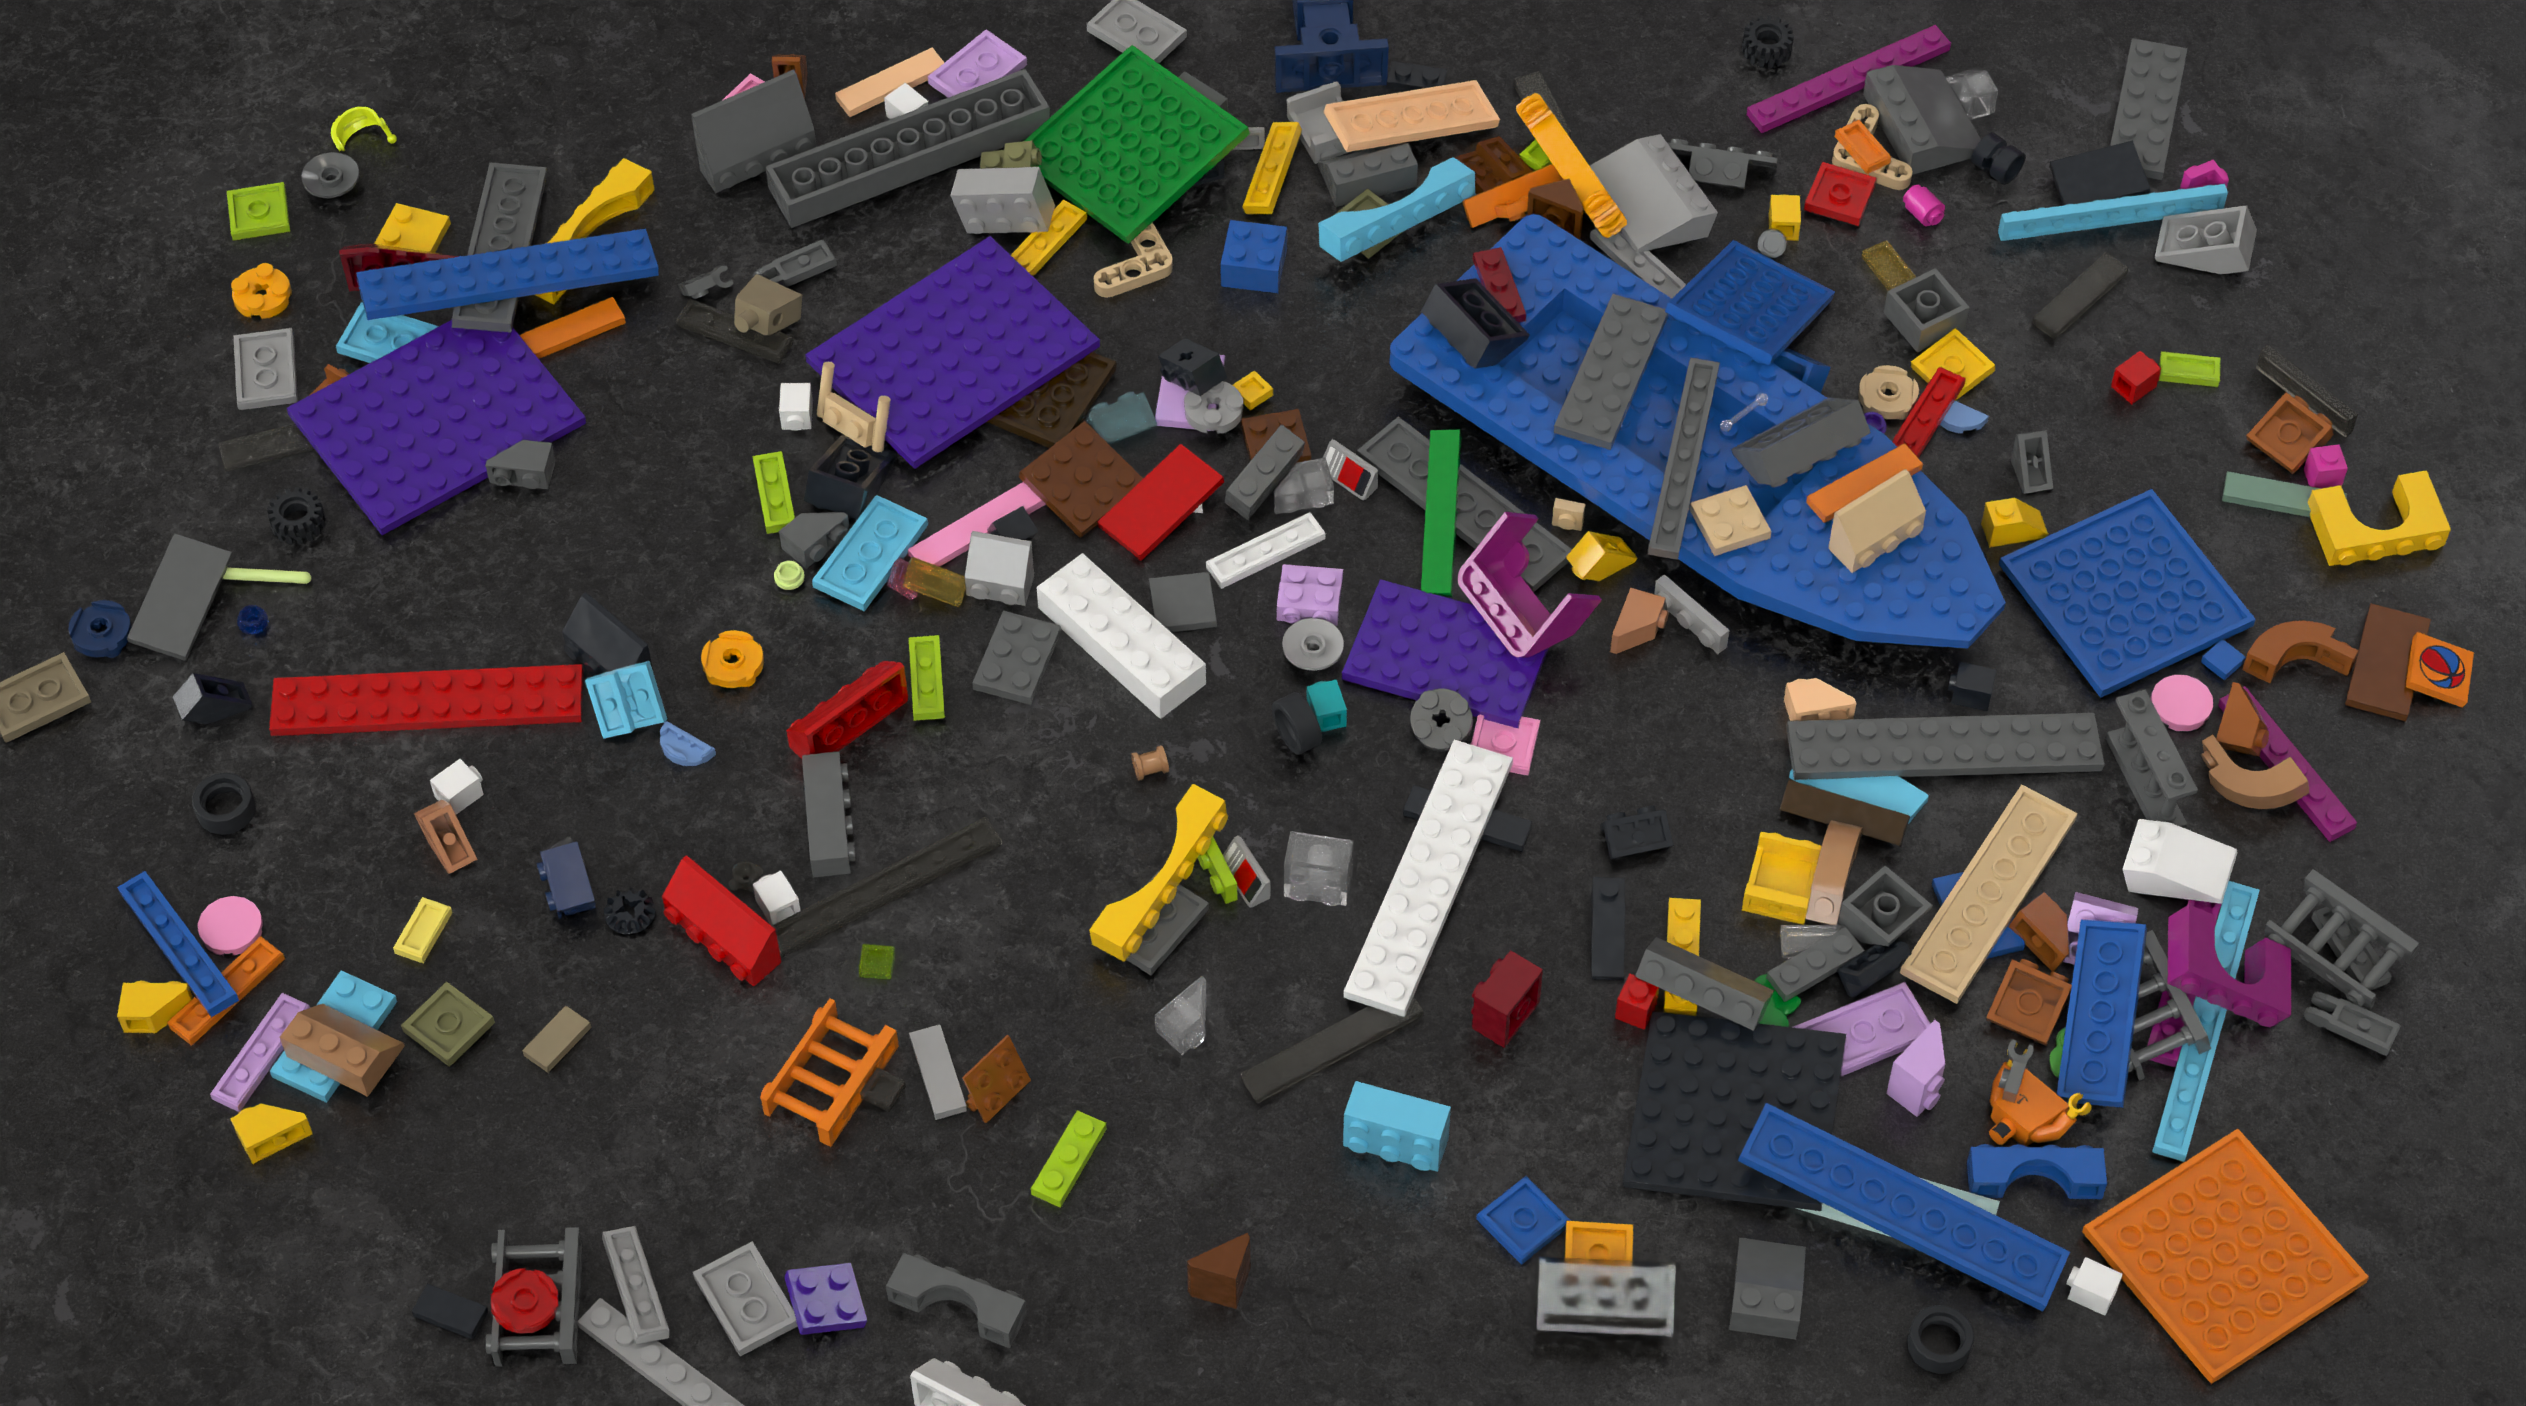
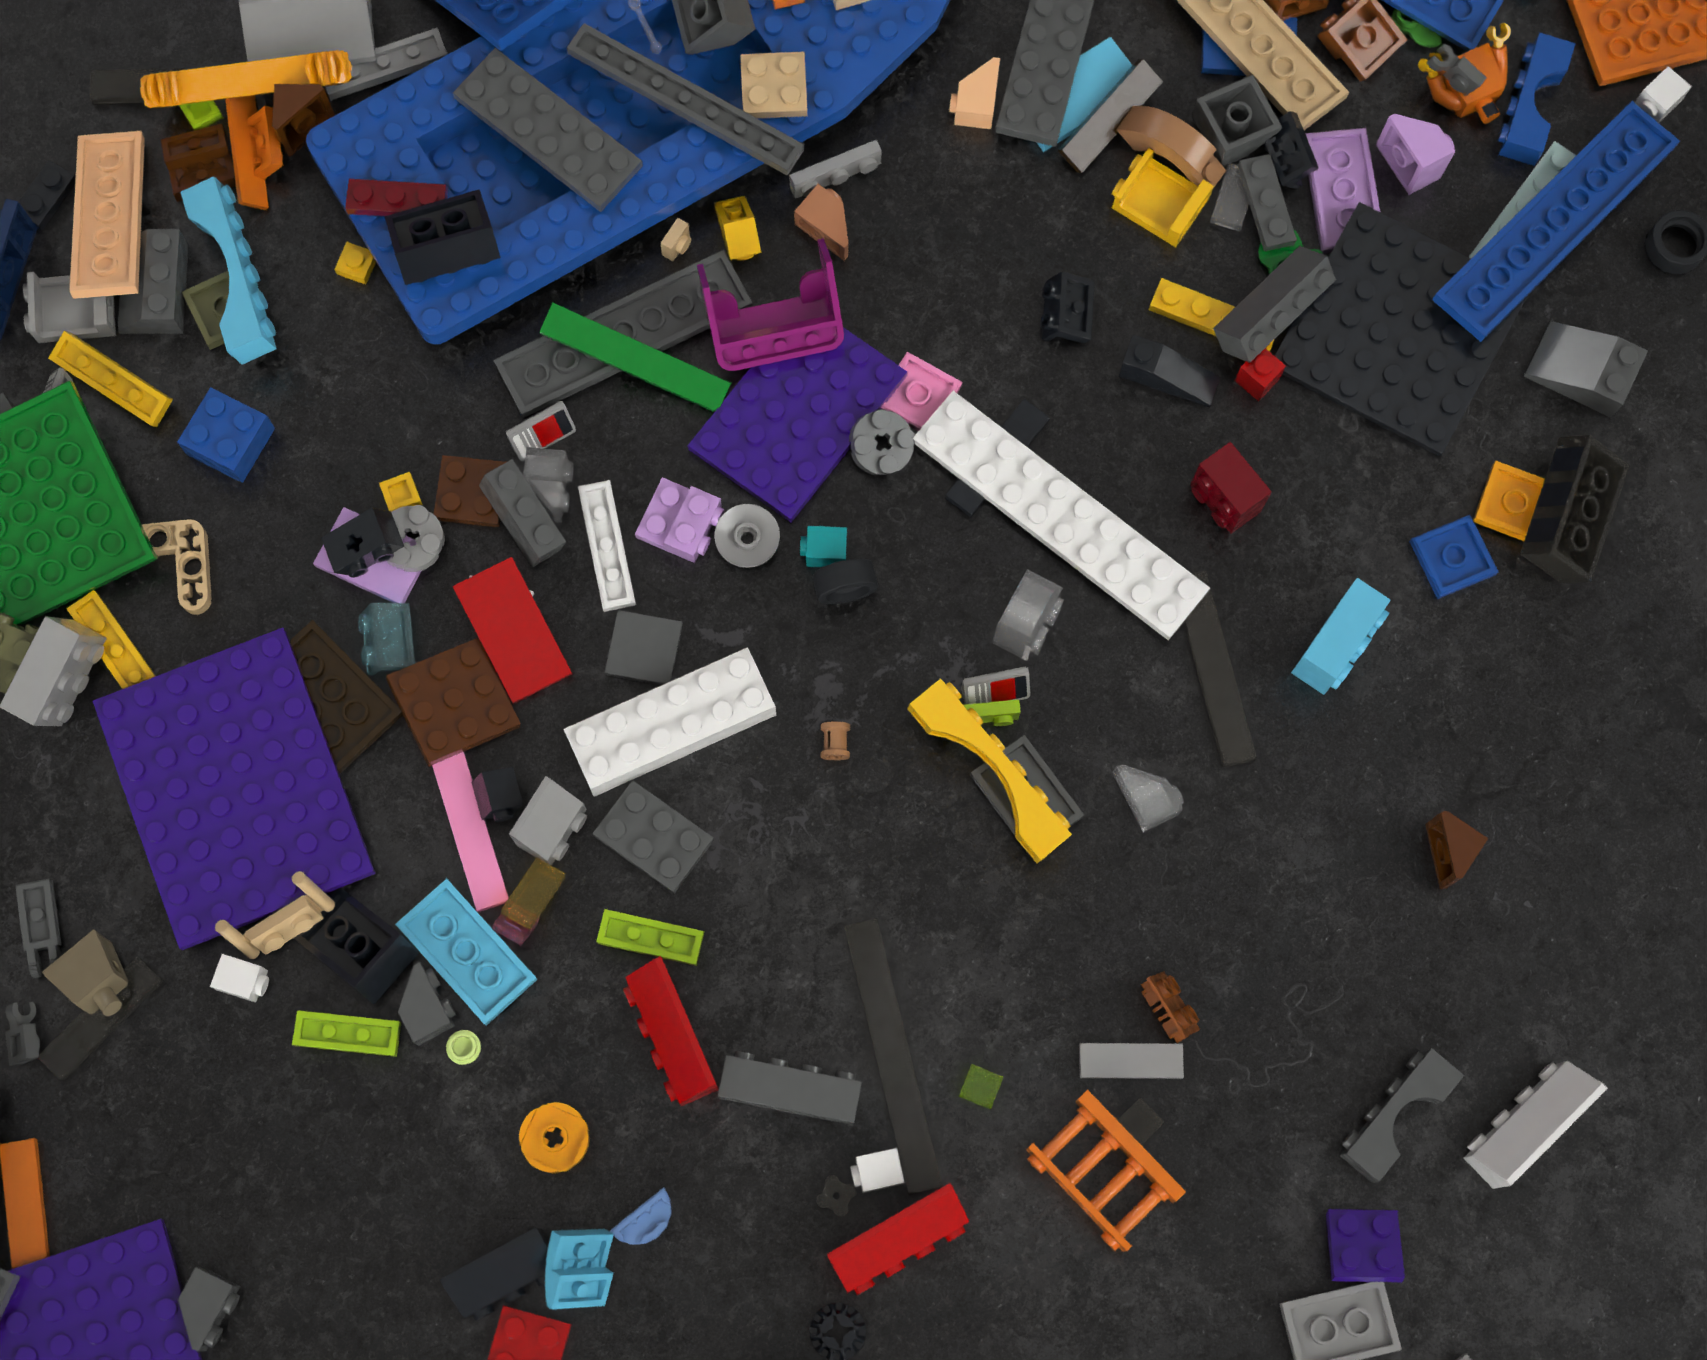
camera: 75 degrees left, 20 degrees up
(1068, 1158) = (1267, 960): lime plate -> none

